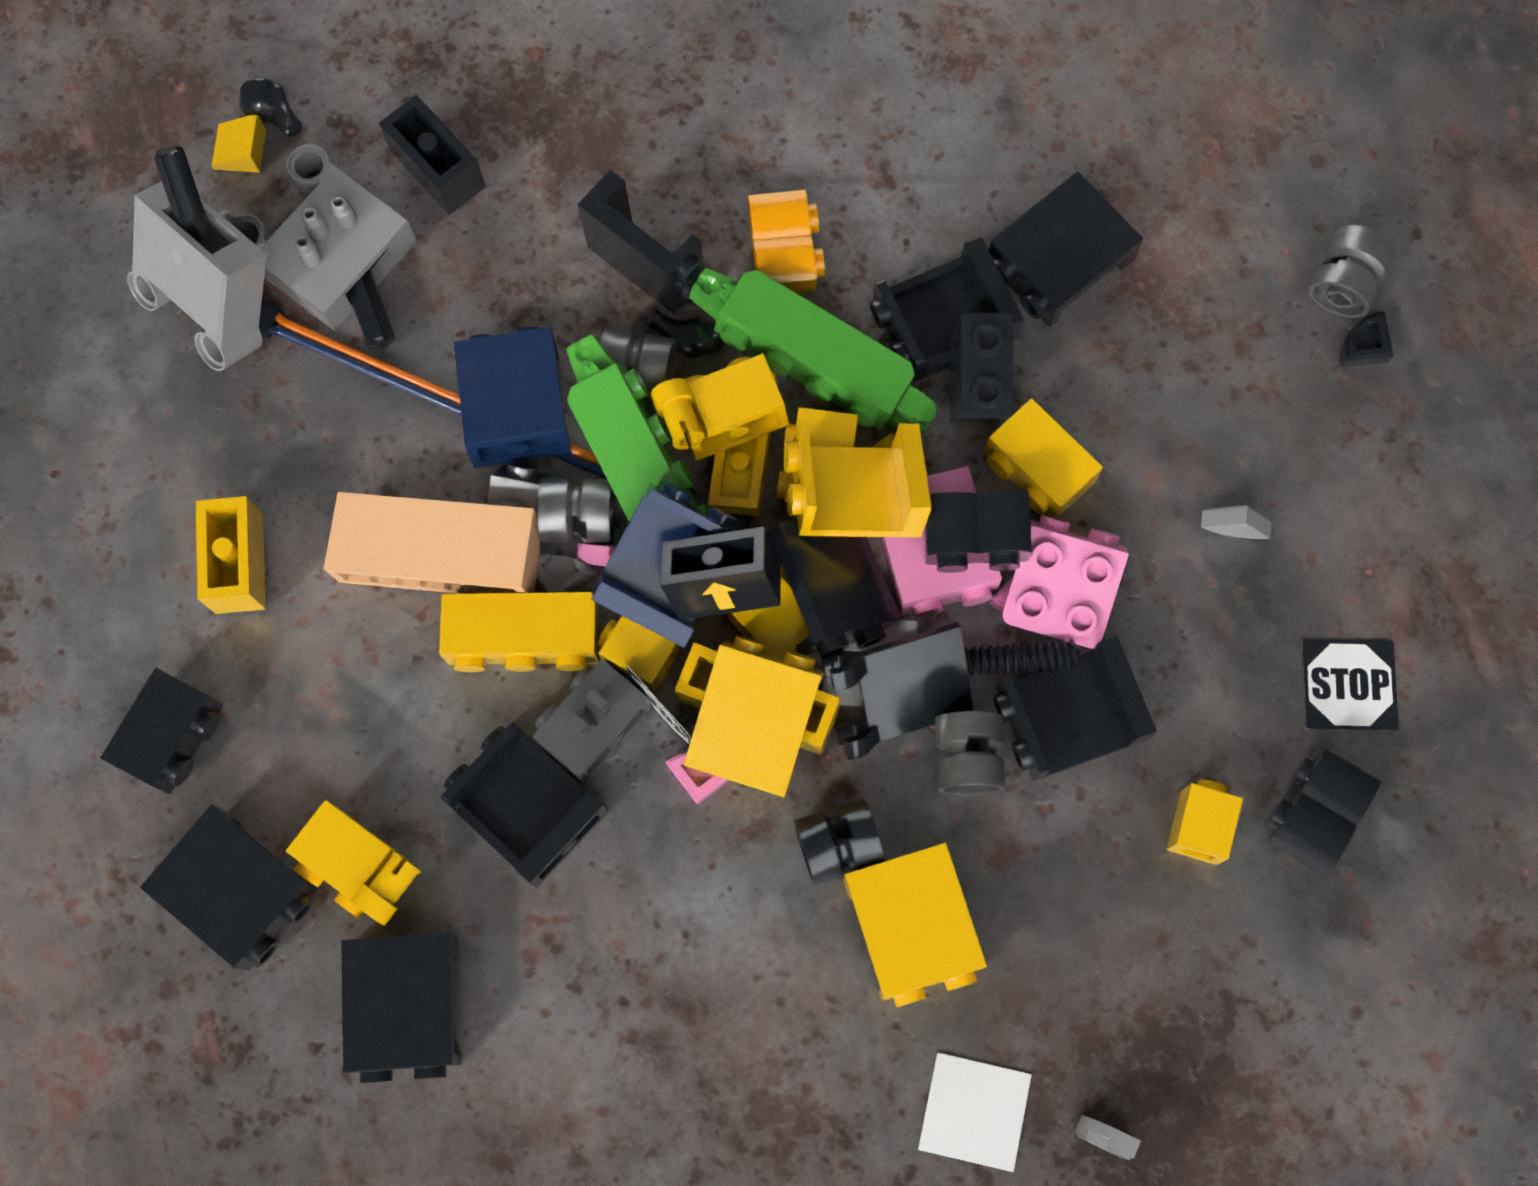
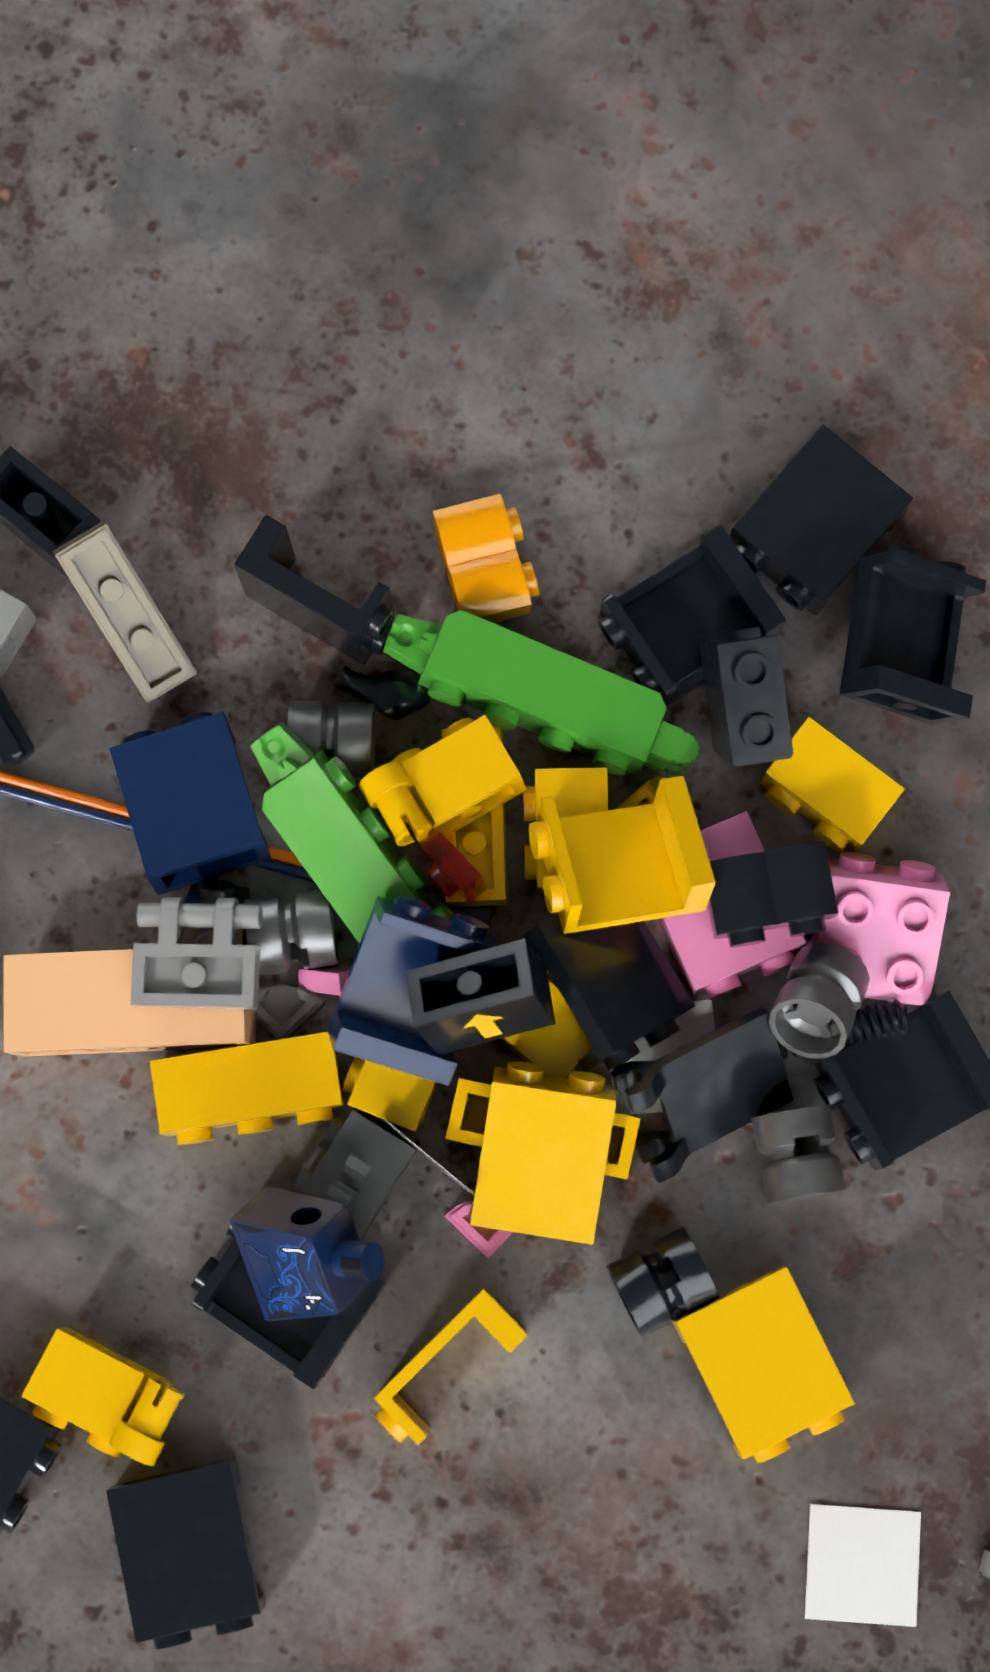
camera: 10 degrees left, 5 degrees up
(485, 238) = (125, 611): none -> tile
(492, 524) = (197, 974): none -> light grey plate
(539, 766) = (303, 1254): none -> dark blue torso
(675, 836) = (395, 1412): none -> yellow panel
(716, 475) = (451, 870): none -> clear red plate
(1005, 625) = (819, 1000): none -> flat silver wheel
(1124, 346) = (907, 635): none -> black panel

